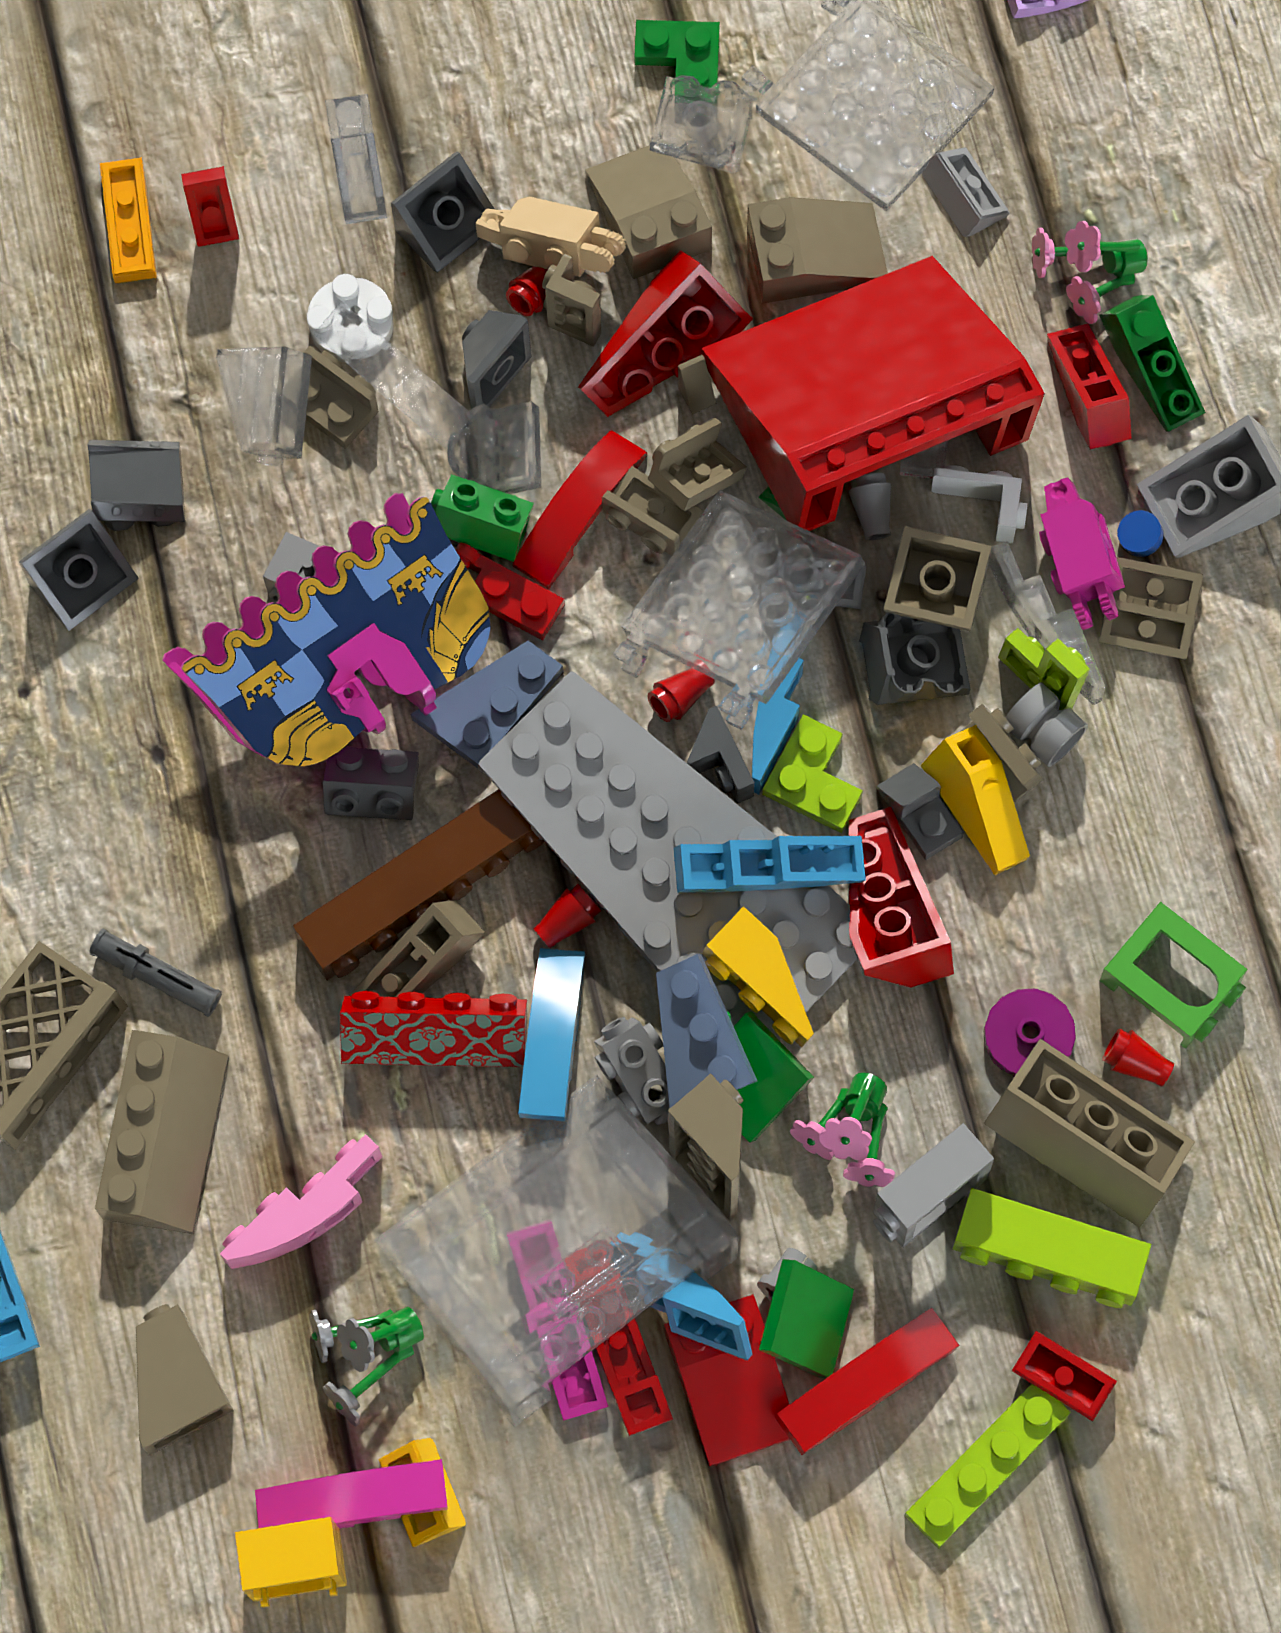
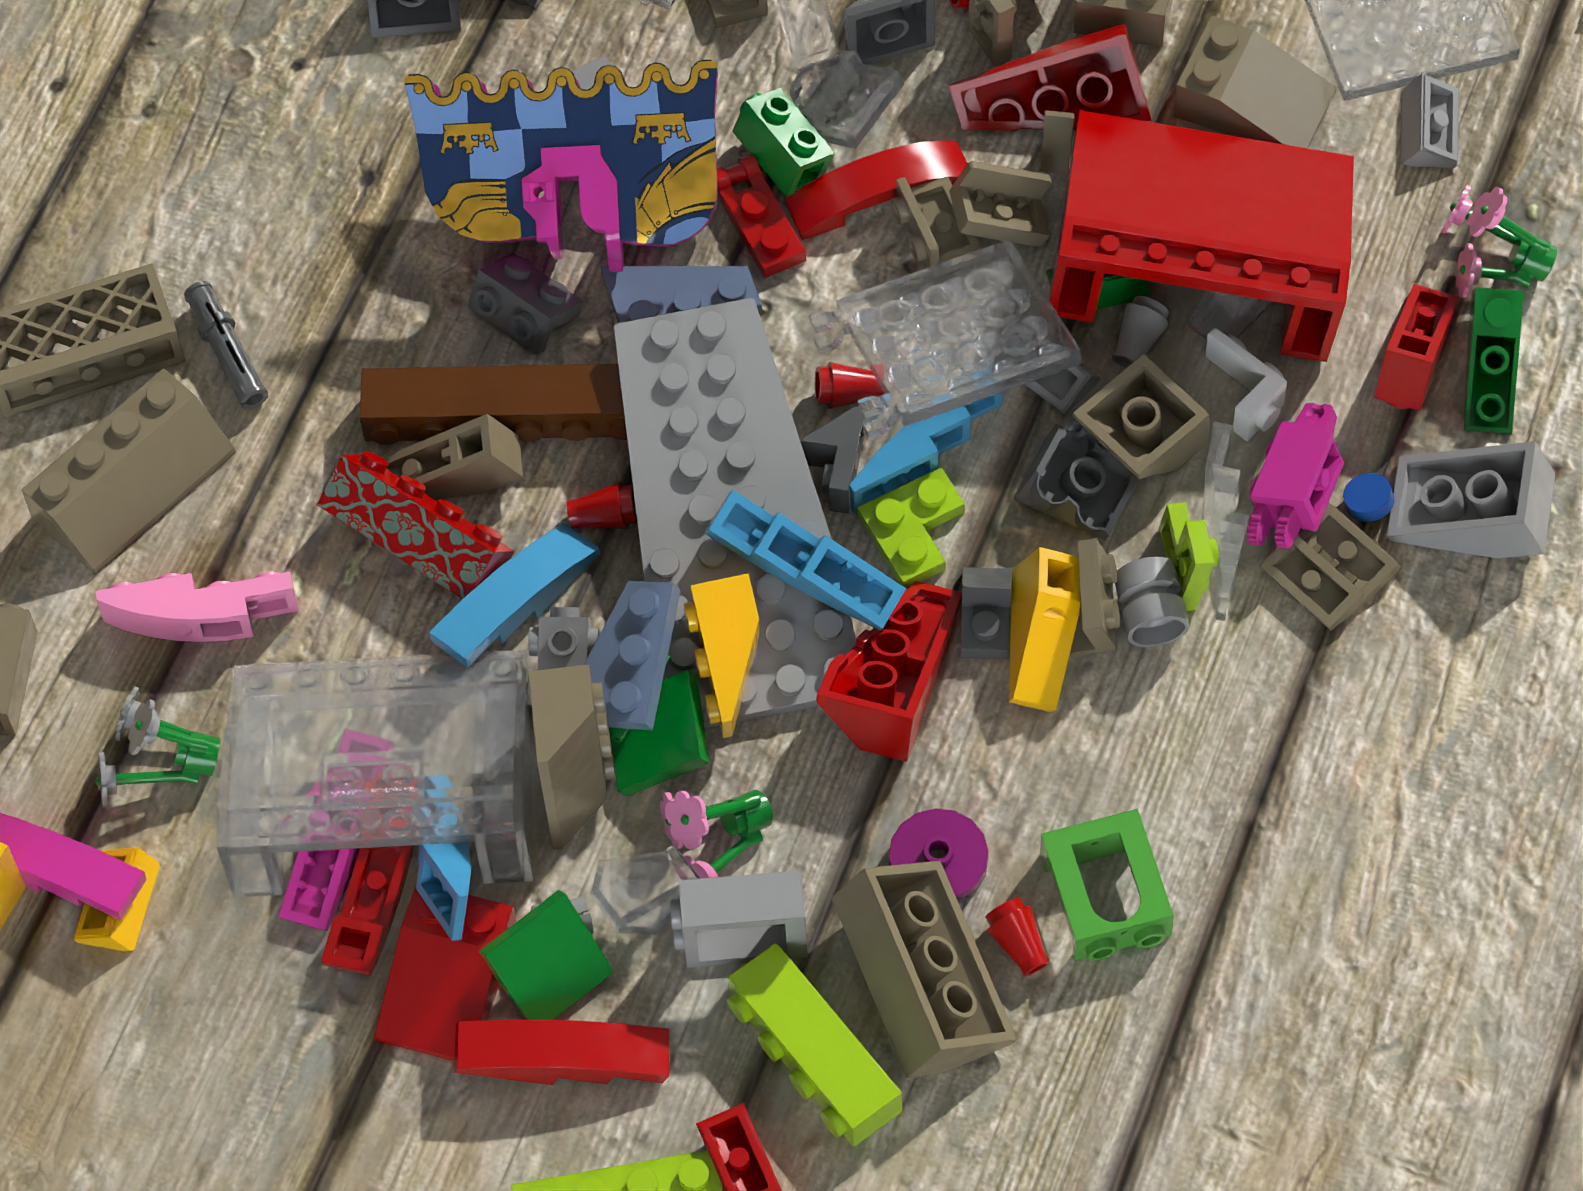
camera: 35 degrees right, 10 degrees down
(831, 1209) = (638, 889): none -> clear slope

